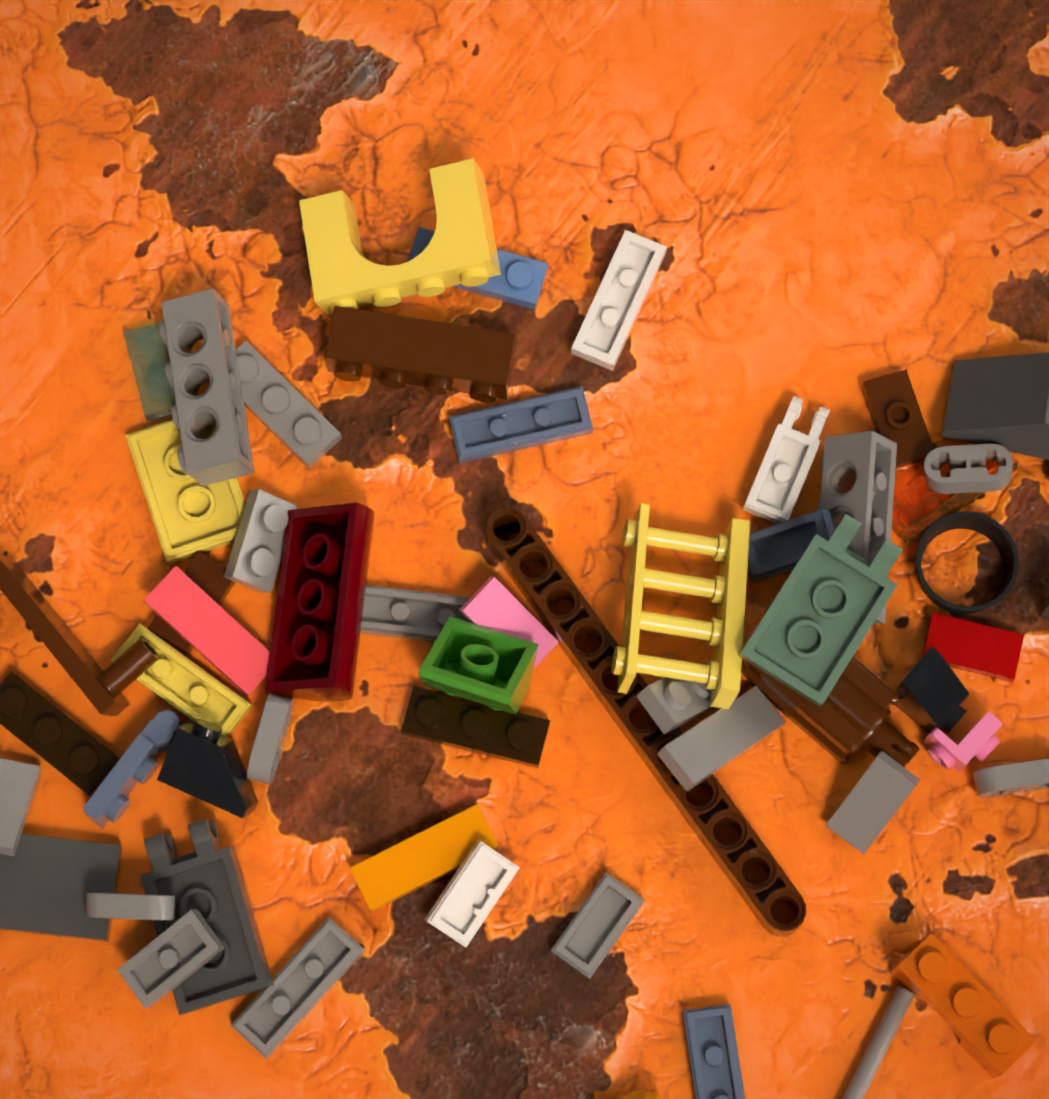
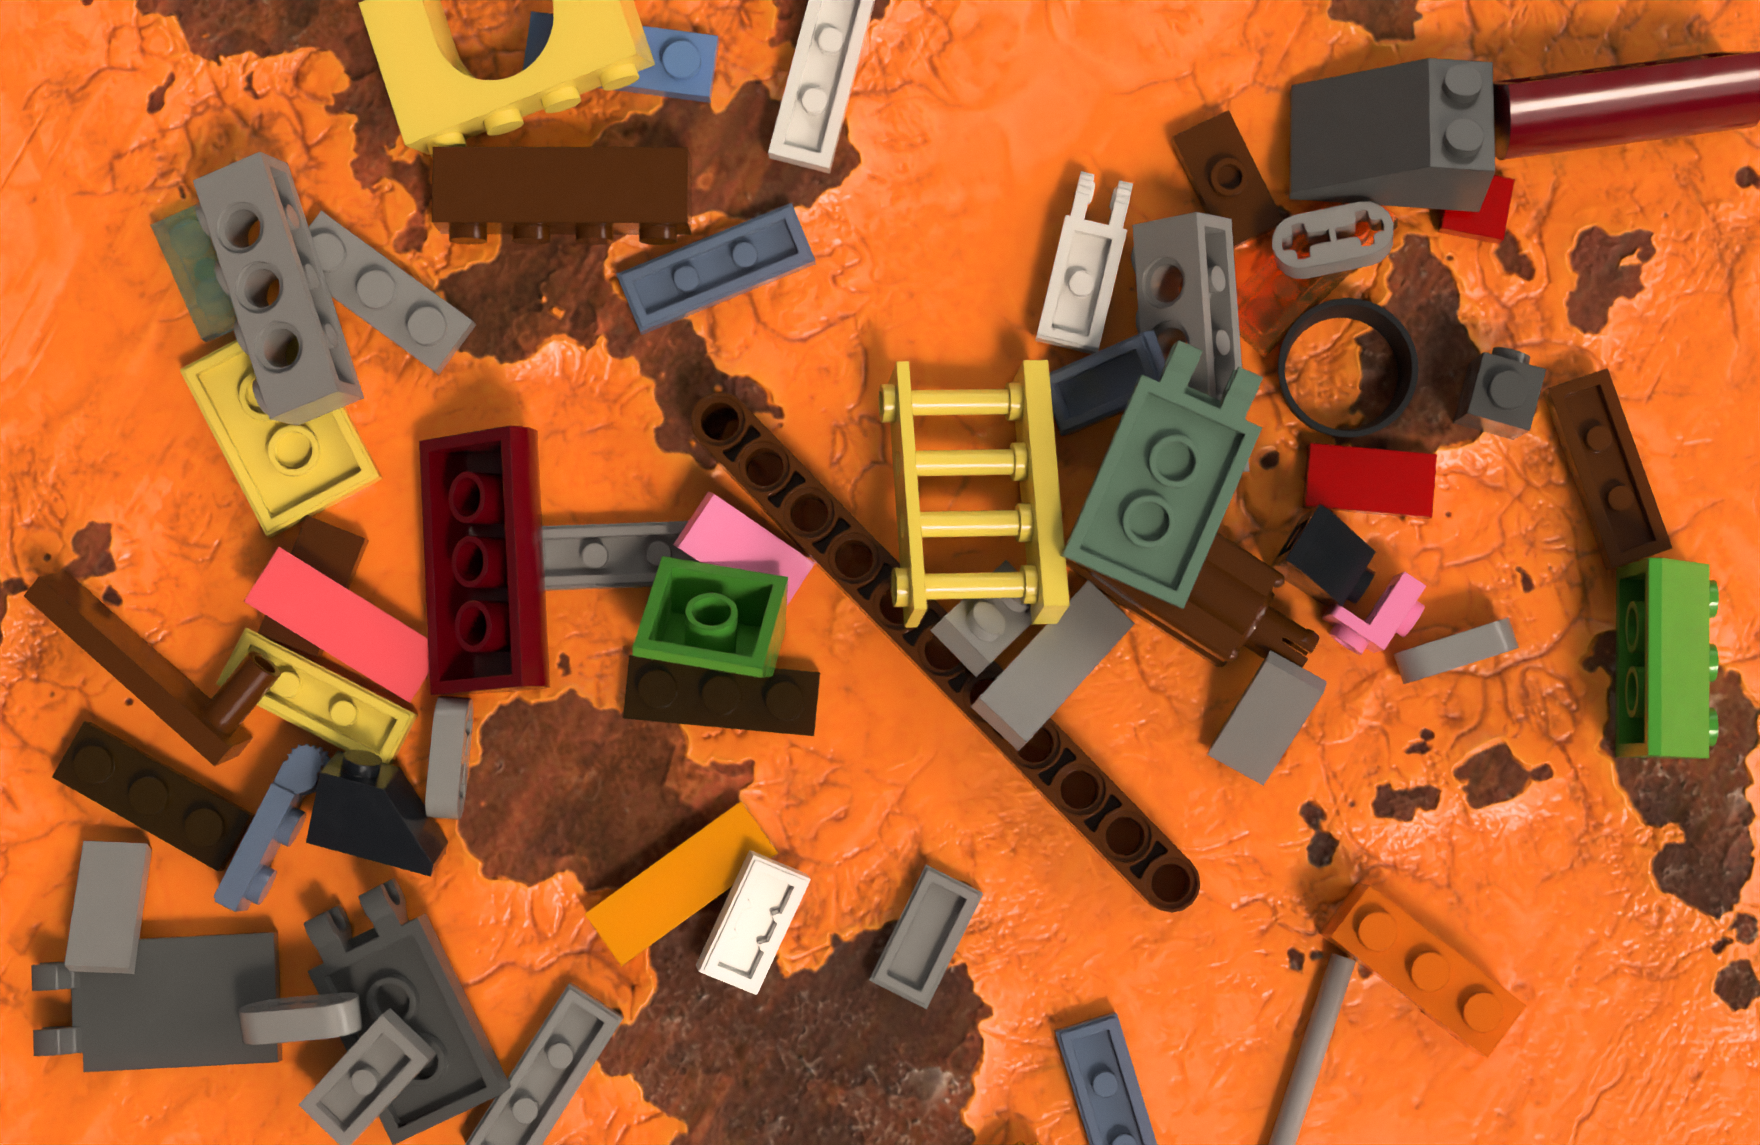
camera: 10 degrees left, 10 degrees up
(259, 541) = (387, 490): light grey plate -> none

